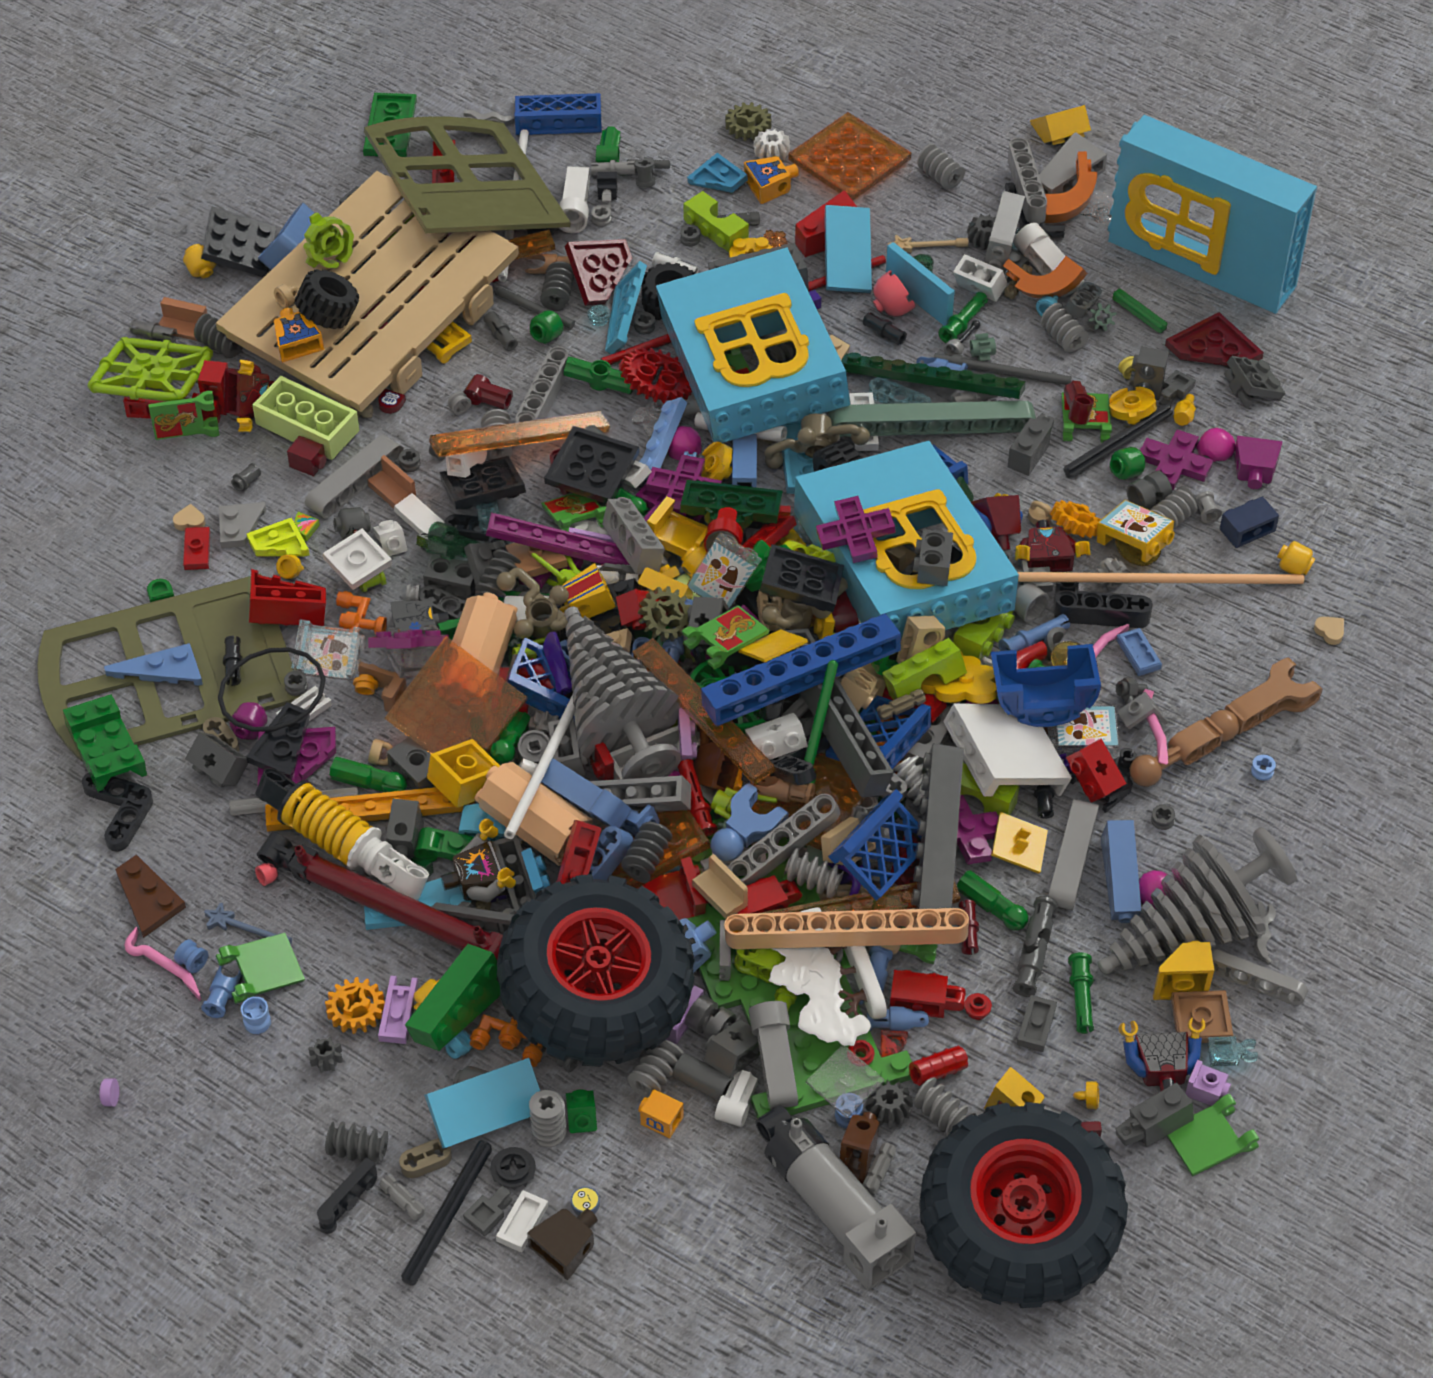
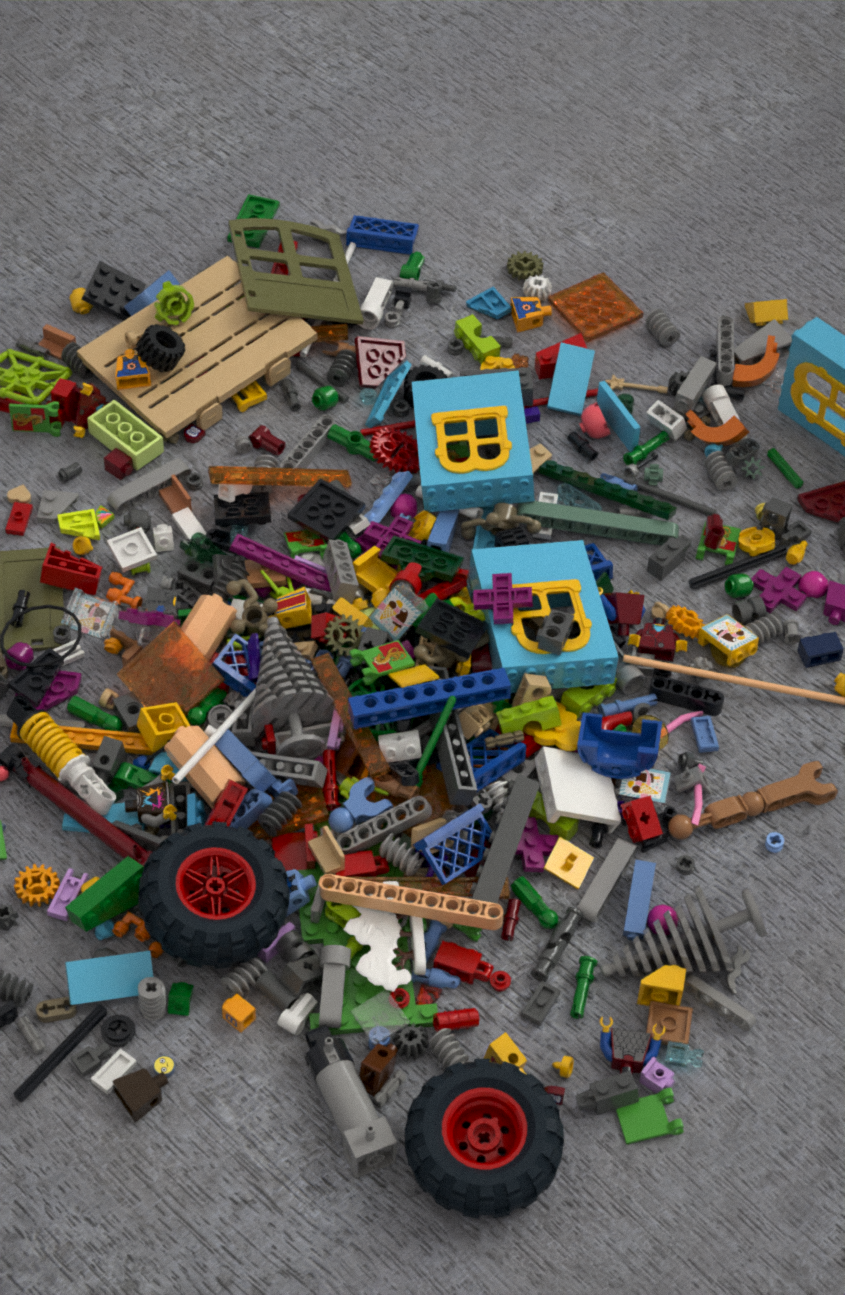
camera: 10 degrees right, 0 degrees up
(449, 822) = (144, 762): none -> blue hinge

